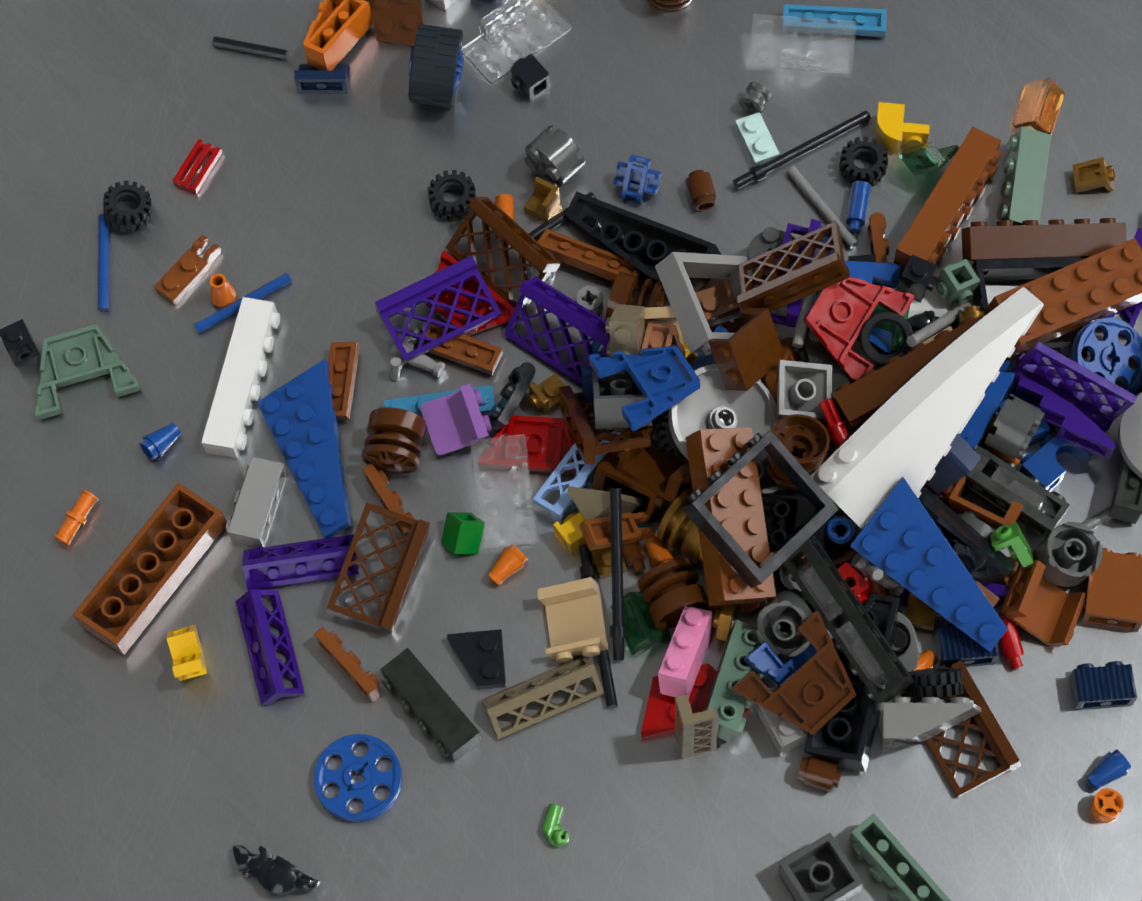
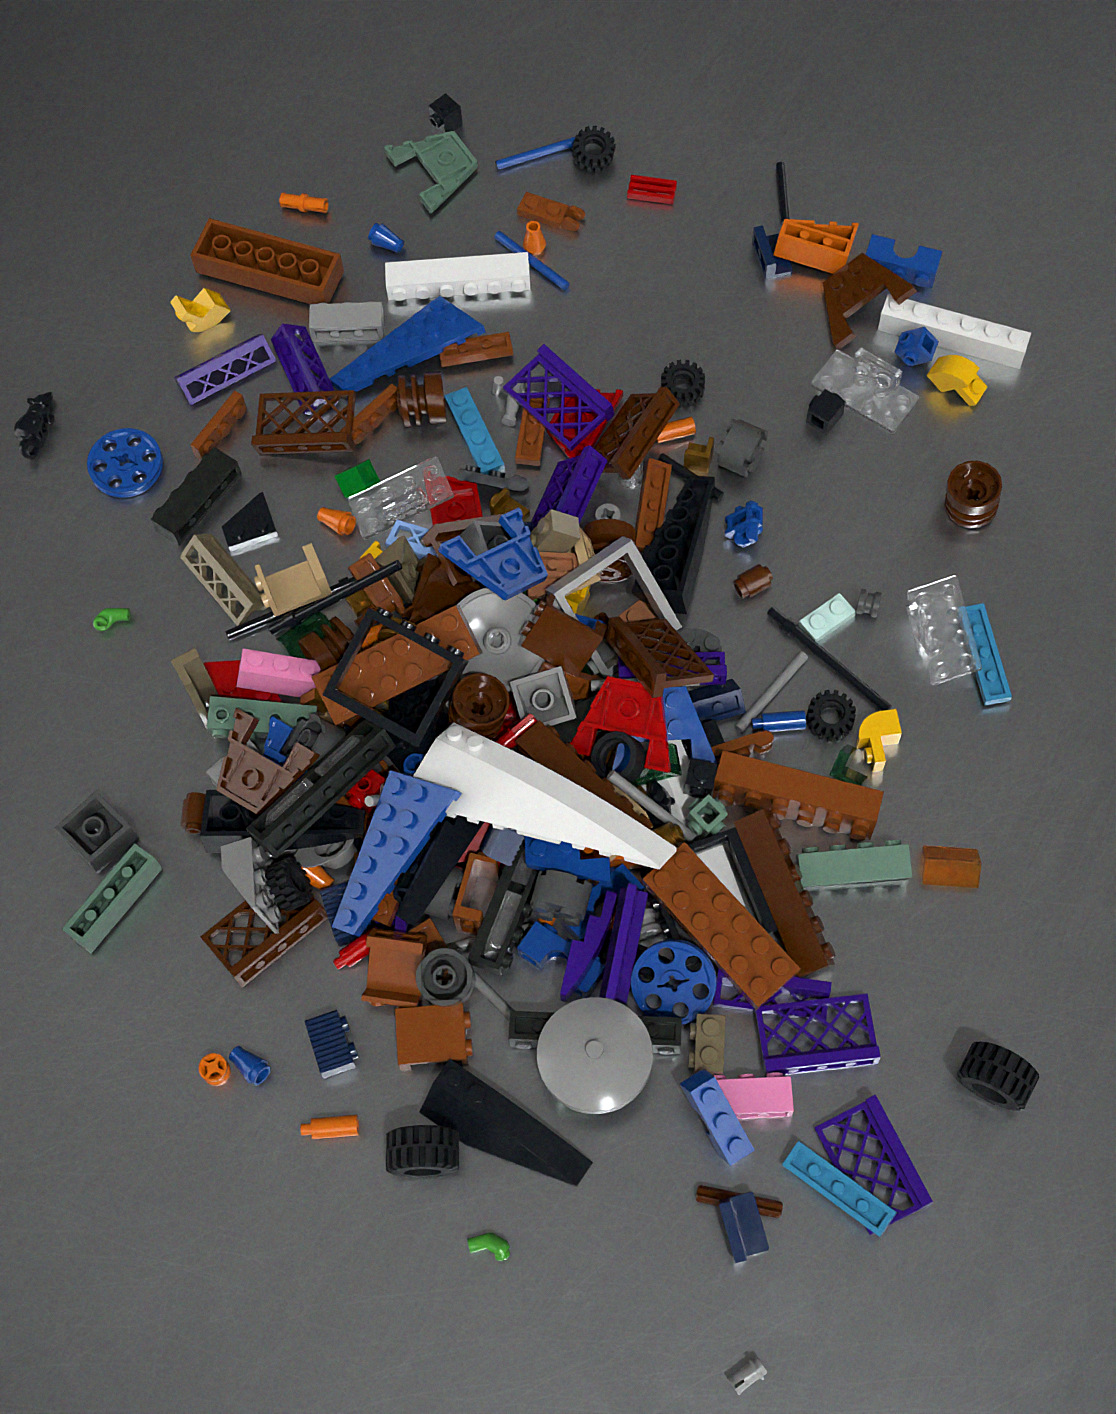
camera: 75 degrees right, 0 degrees up
(435, 65) = (800, 326): black wheel -> none
(455, 420) = (456, 442): medium lavender bracket -> none
(1012, 538) = (436, 921): bright green bracket -> none
(1094, 174) = (887, 934): pearl gold bracket -> none

